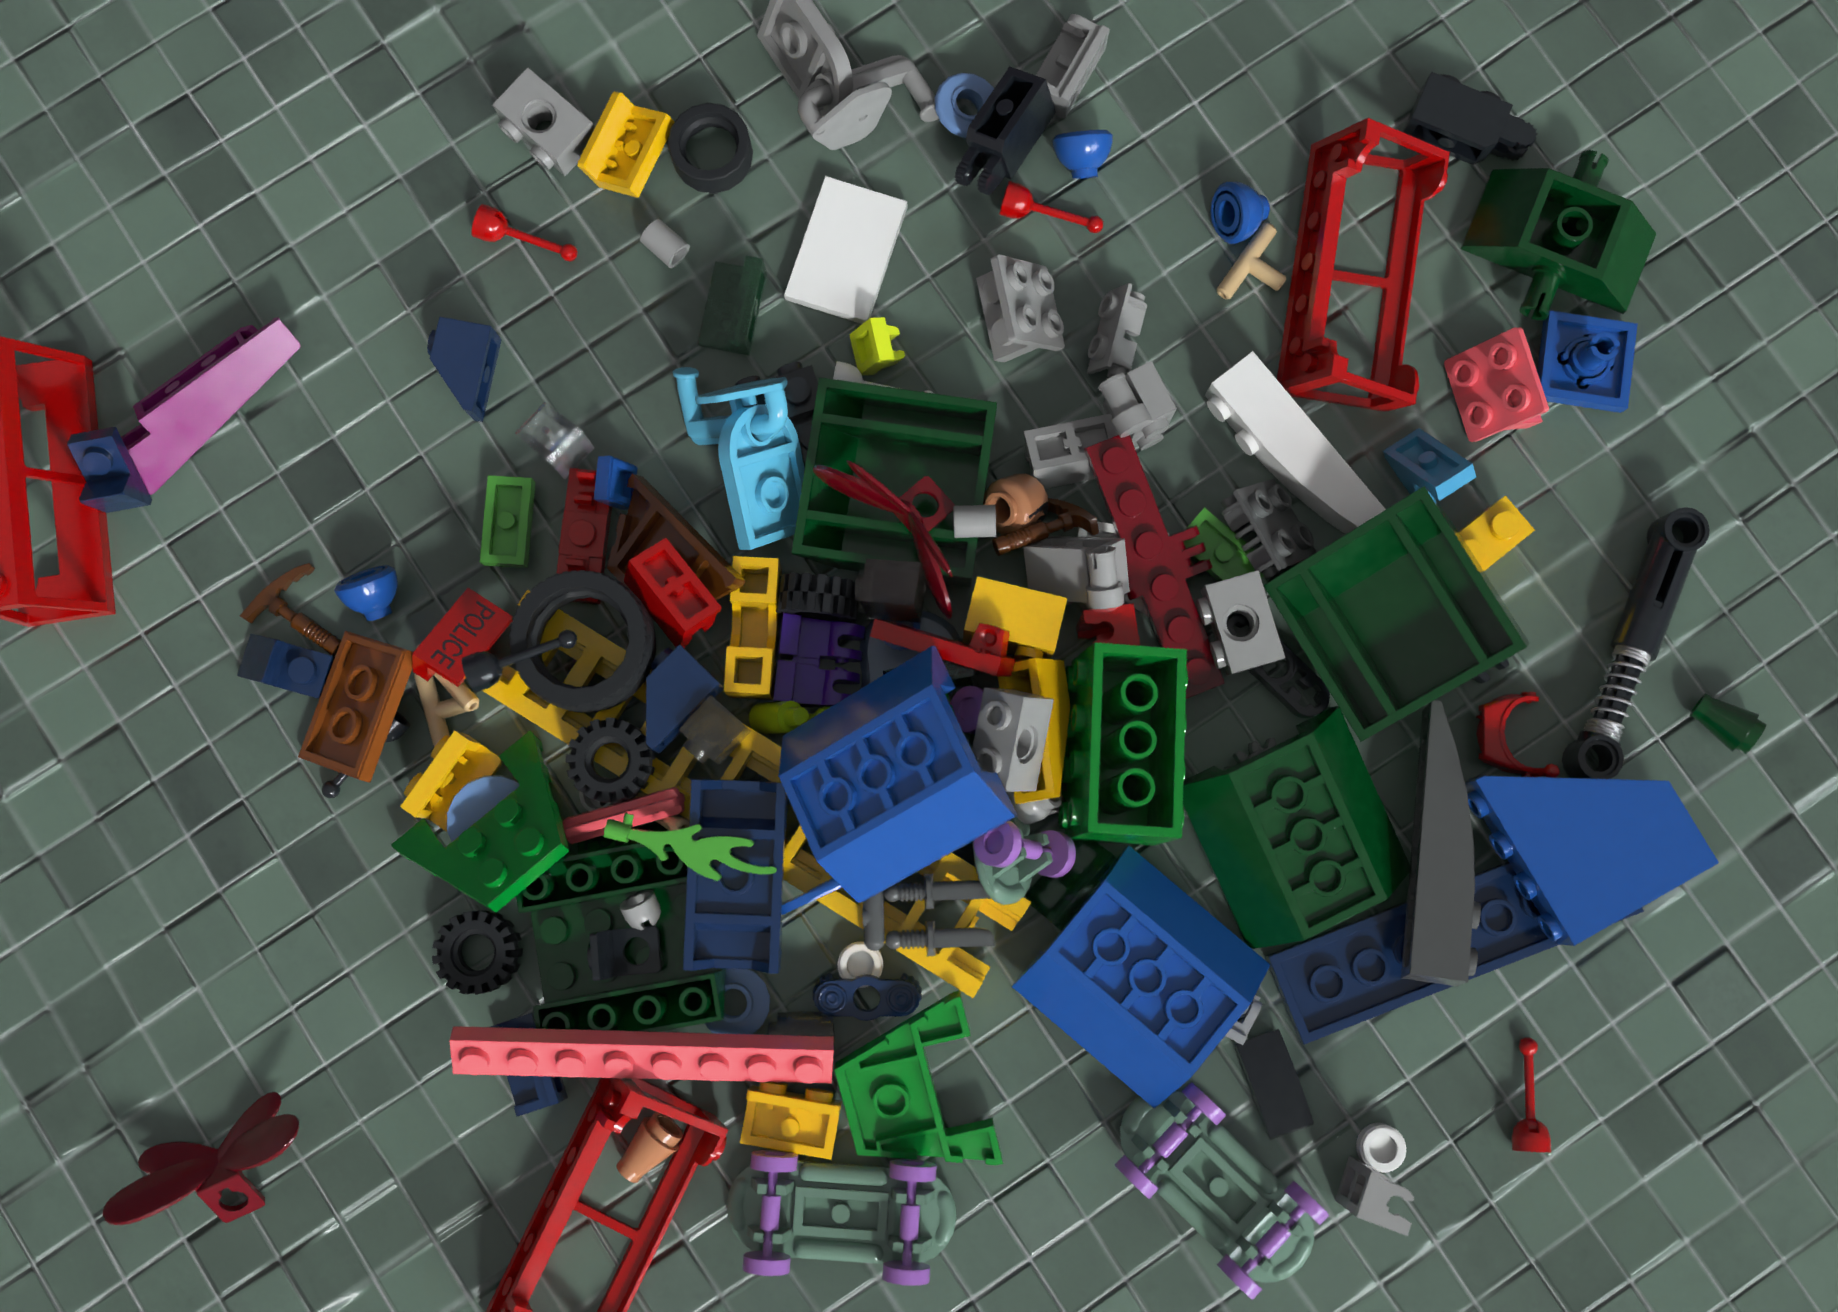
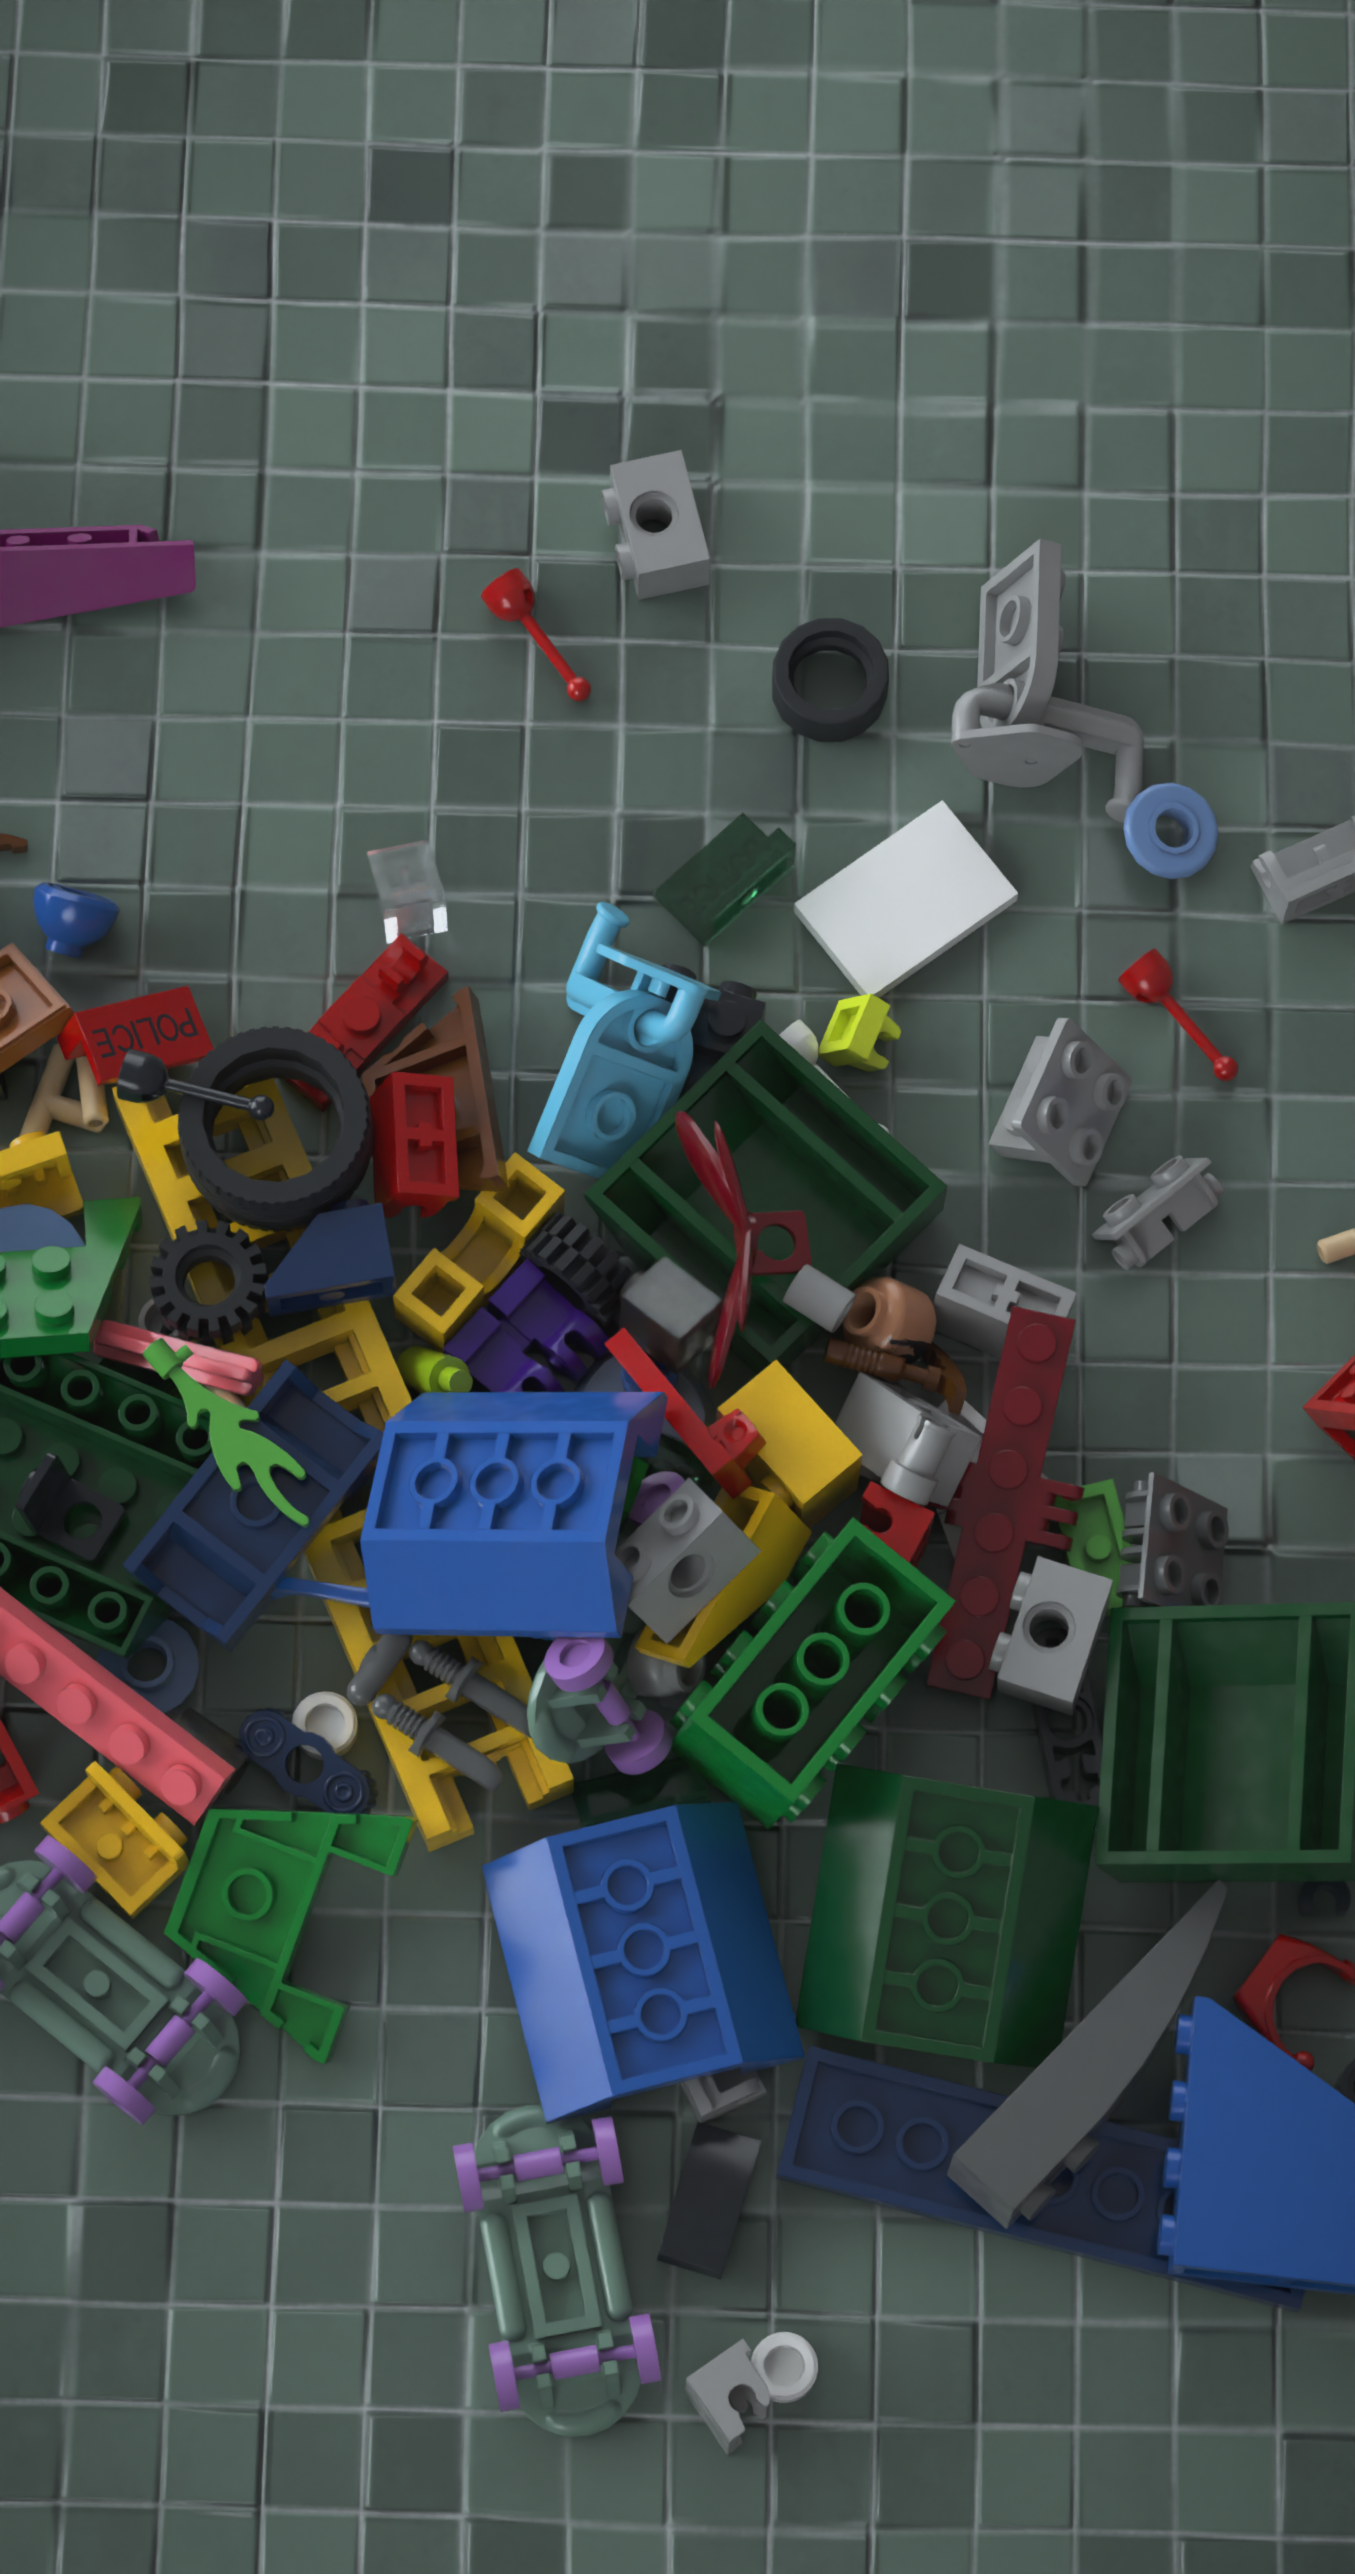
camera: 30 degrees right, 10 degrees down
(466, 361) = (370, 733): dark blue slope -> none
(507, 521) = (285, 945): bright green plate -> none
(612, 482) = (439, 979): blue tile -> none
(625, 146) = (731, 611): yellow bracket -> none
(640, 908) = (124, 1473): light grey hinge -> none
(664, 243) = (697, 752): light grey hinge -> none
(713, 732) = (349, 1329): clear smoke brick -> none
(1005, 129) = (1190, 887): black hinge -> none
(1083, 151) = (1269, 974): blue brick -> none
(1138, 405) = (1108, 1303): light grey hinge -> none
(1290, 444) = (1267, 1463): white slope -> none
(1530, 1133) = (973, 2475): red hinge -> none

